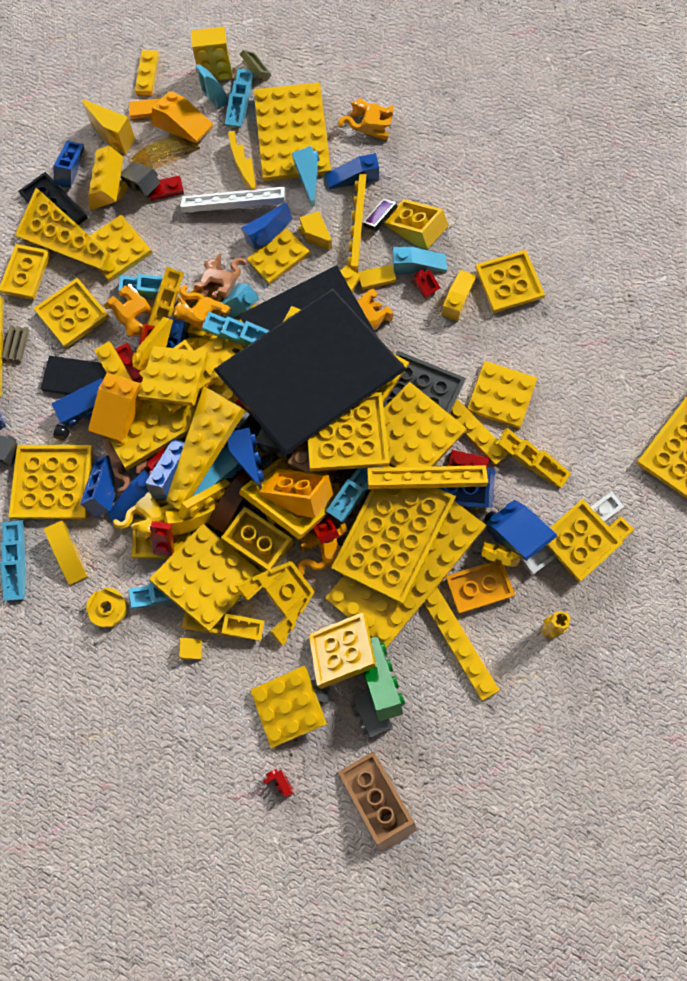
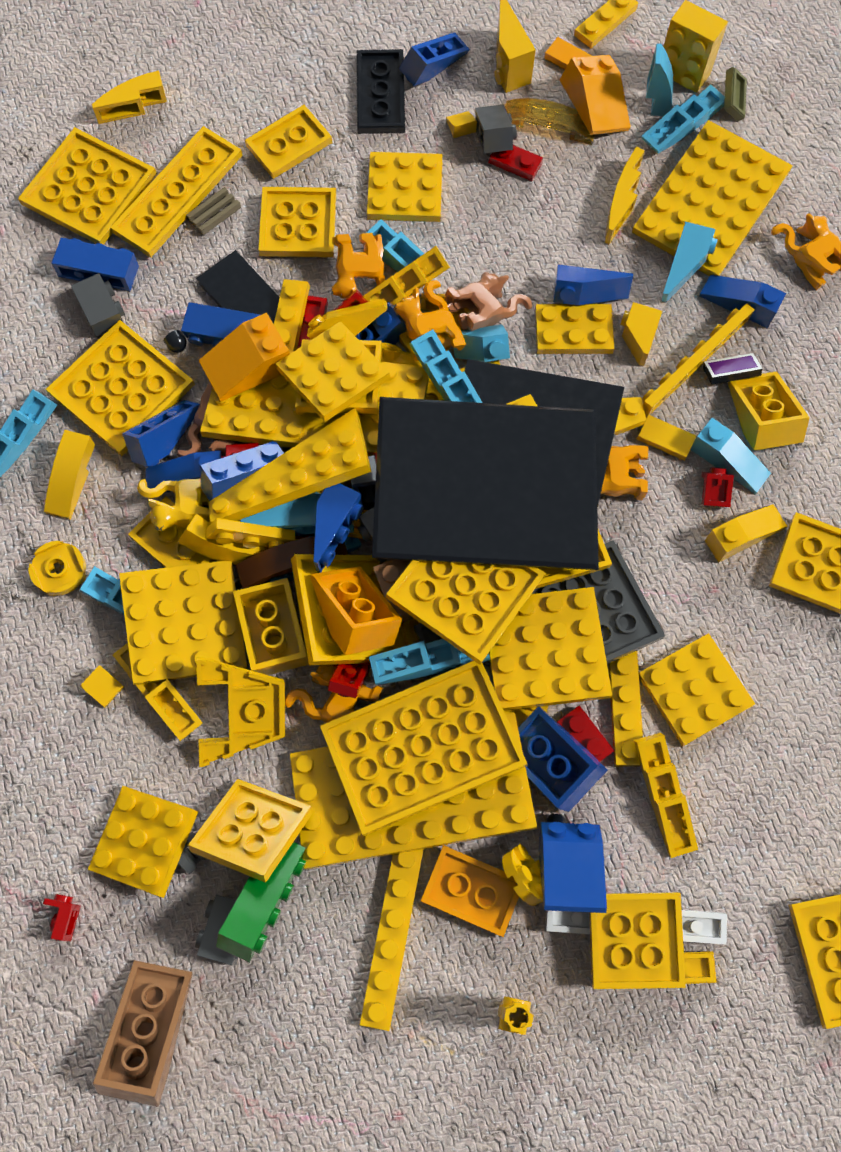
camera: 35 degrees right, 0 degrees up
(54, 230) = (356, 120): yellow wing -> none
(105, 177) = (456, 99): yellow slope -> none
(162, 538) = (170, 540): red plate -> none
(233, 199) = (578, 227): white plate -> none
(427, 477) = (513, 715): yellow plate -> none

